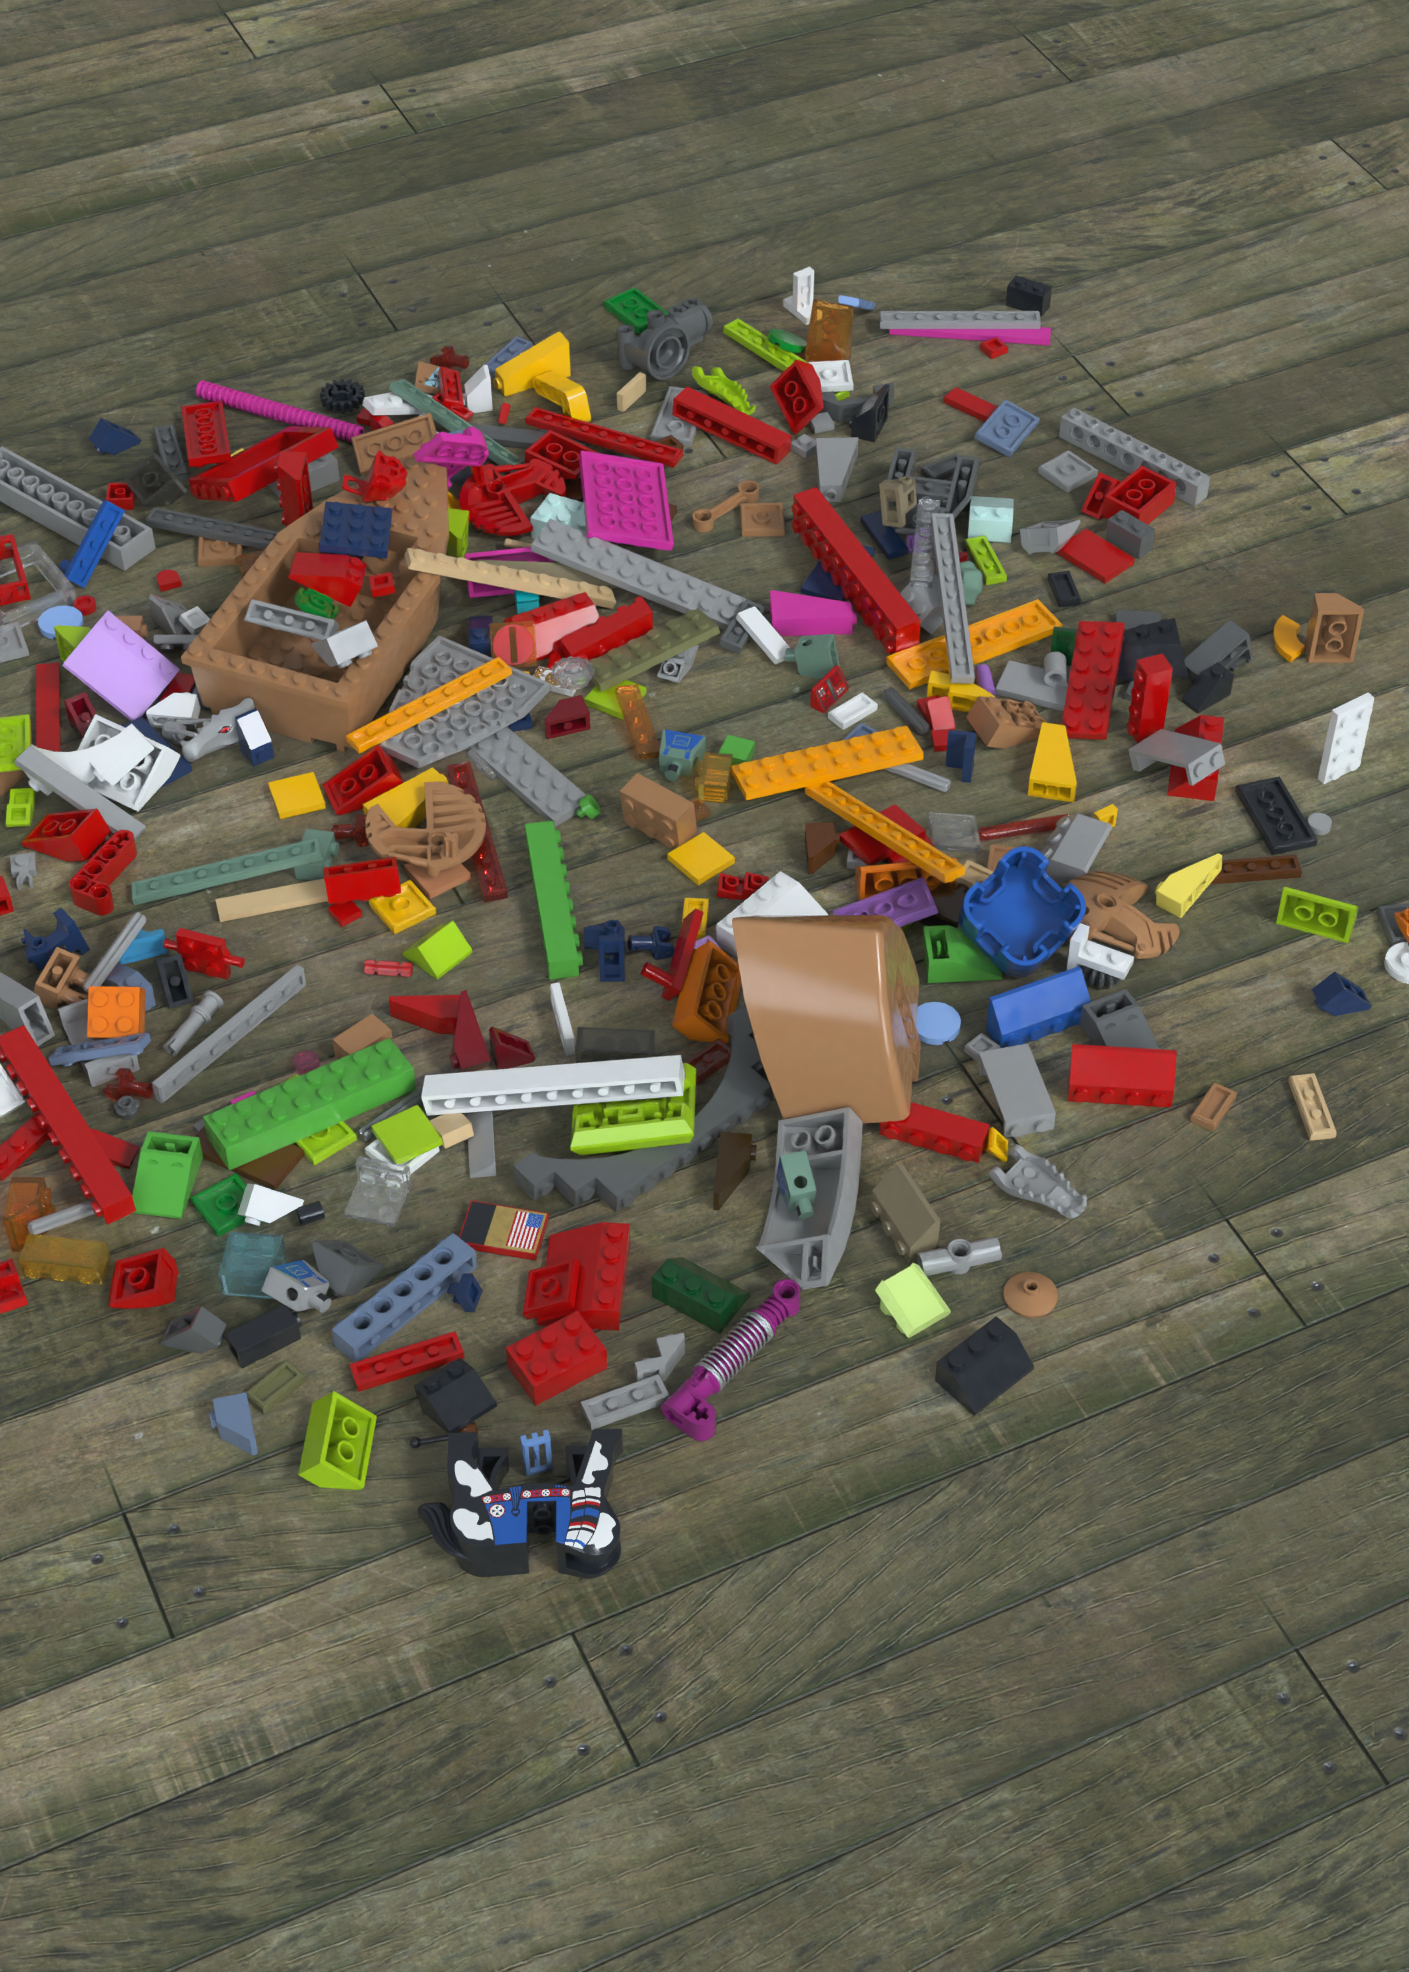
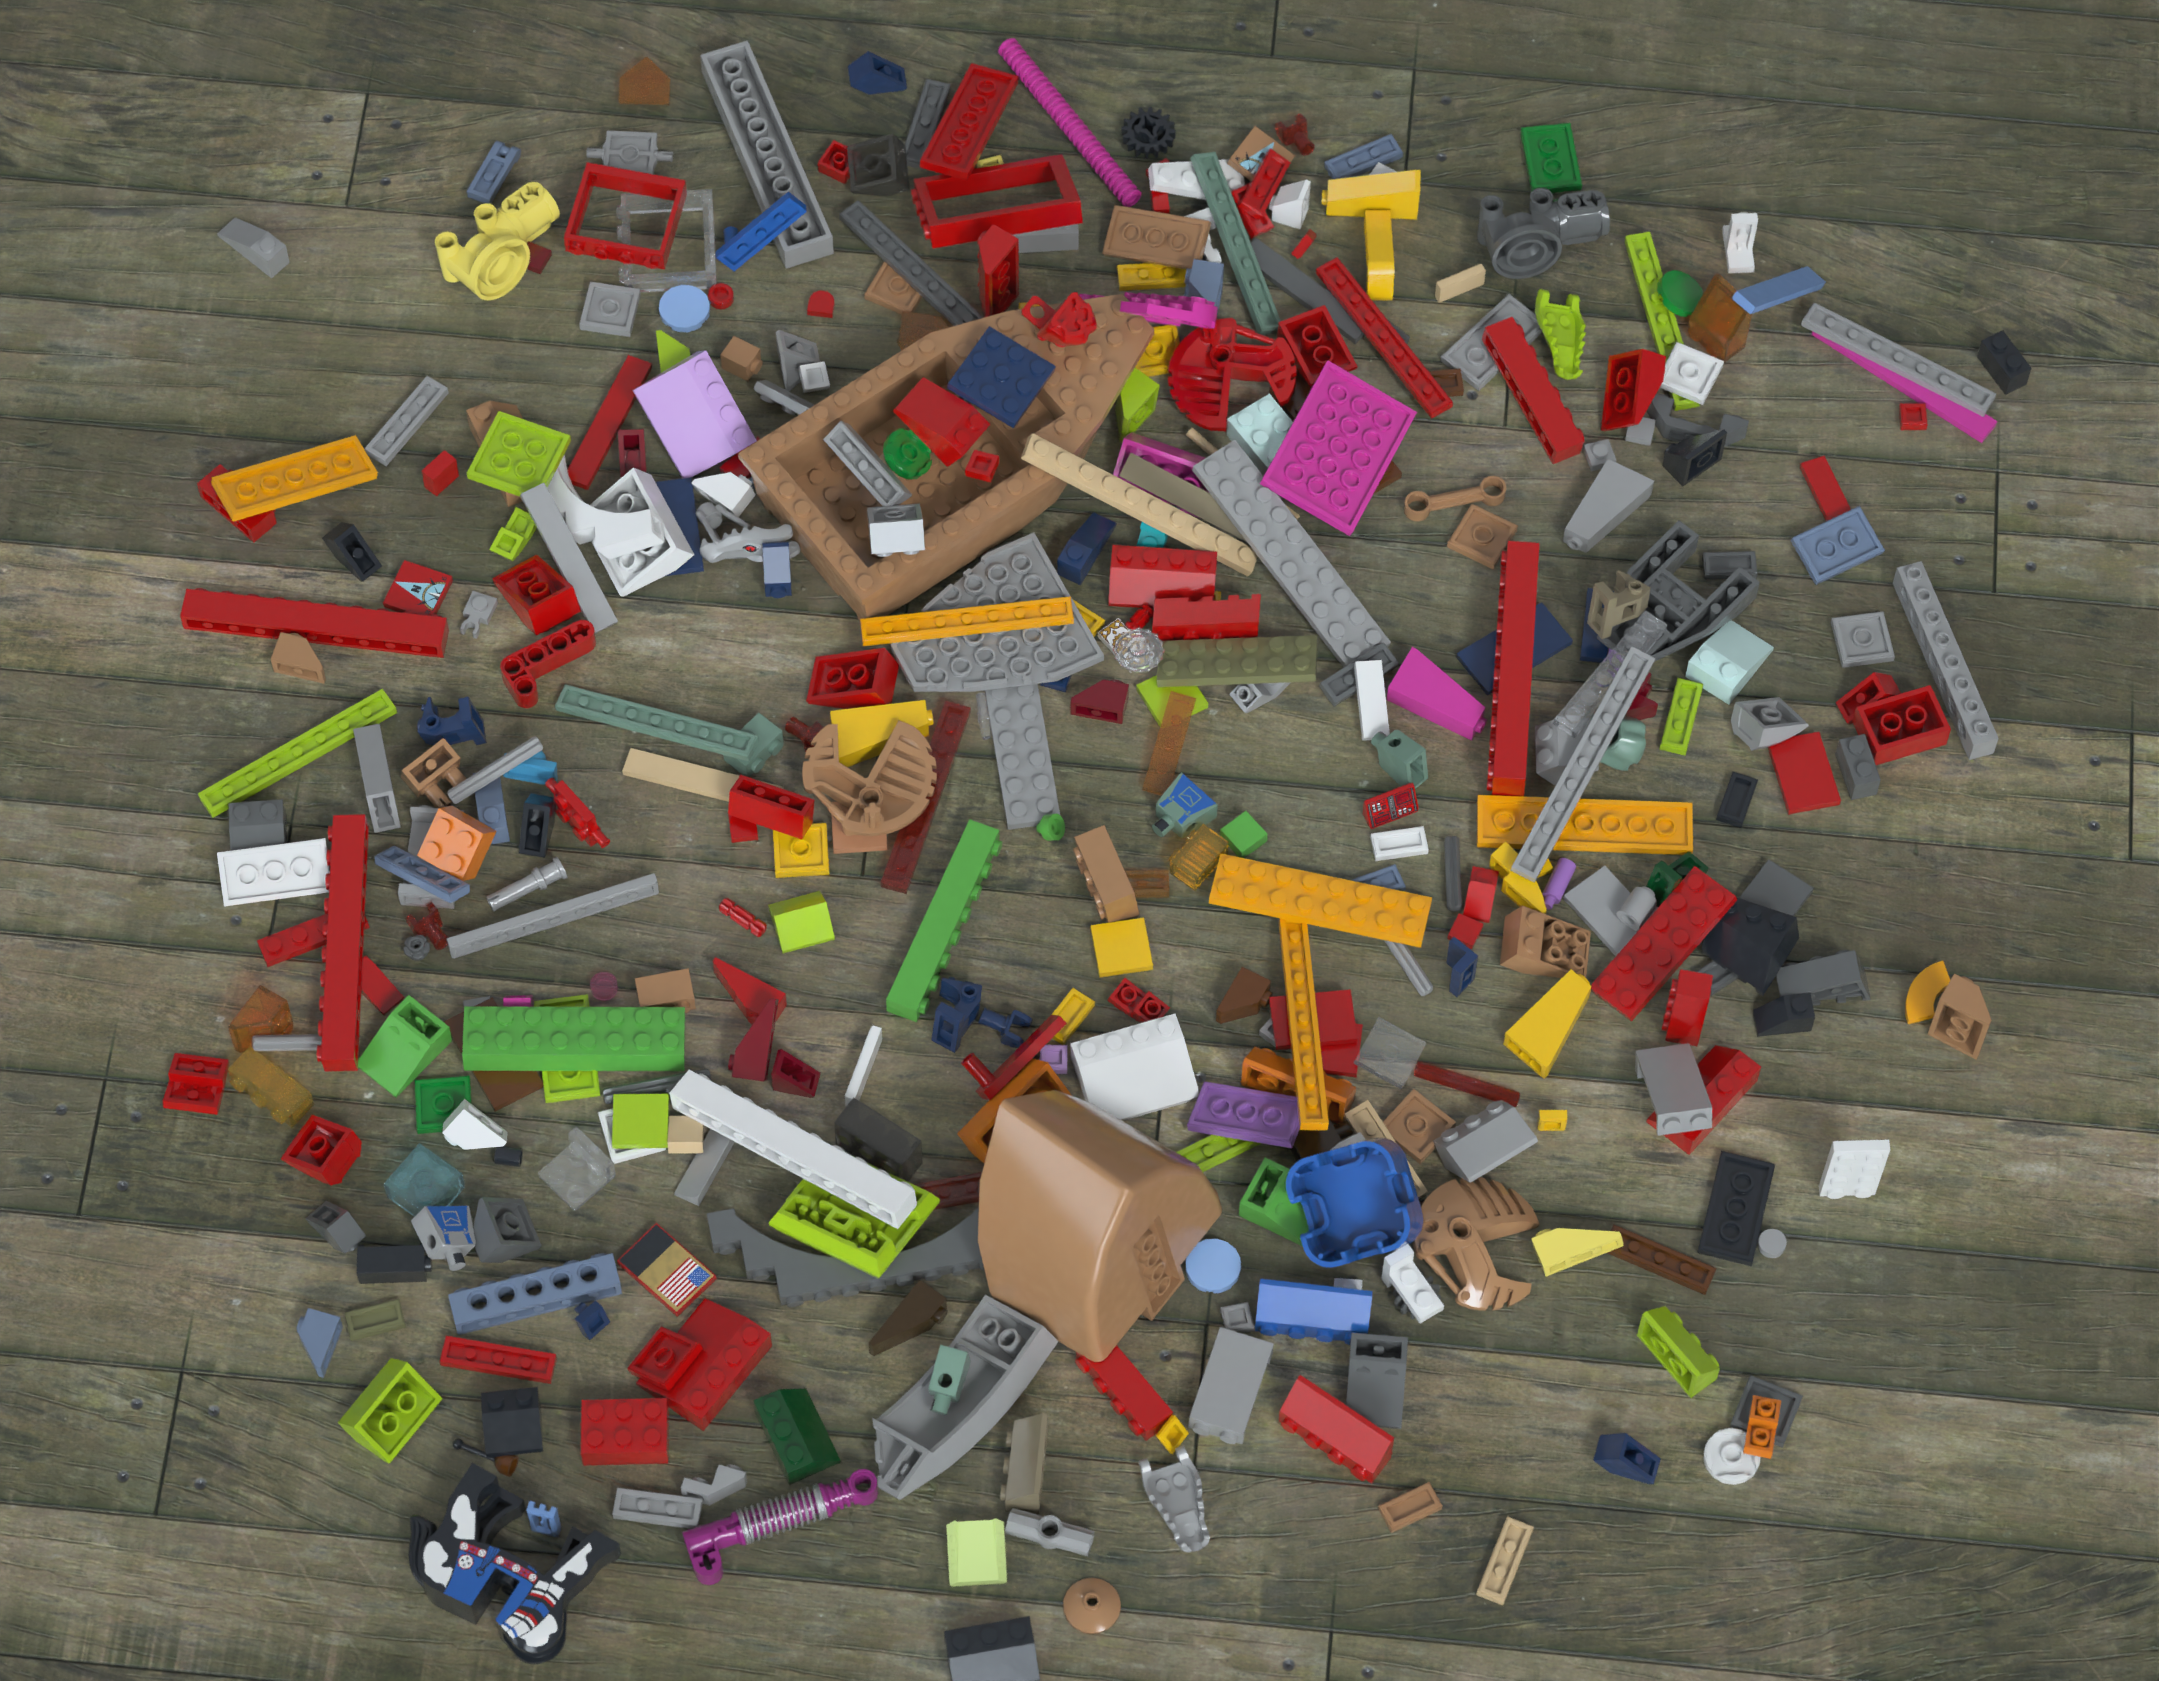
camera: 30 degrees right, 15 degrees up
(296, 795) = (782, 657): yellow tile -> none
(514, 643) = (1102, 581): piece -> none

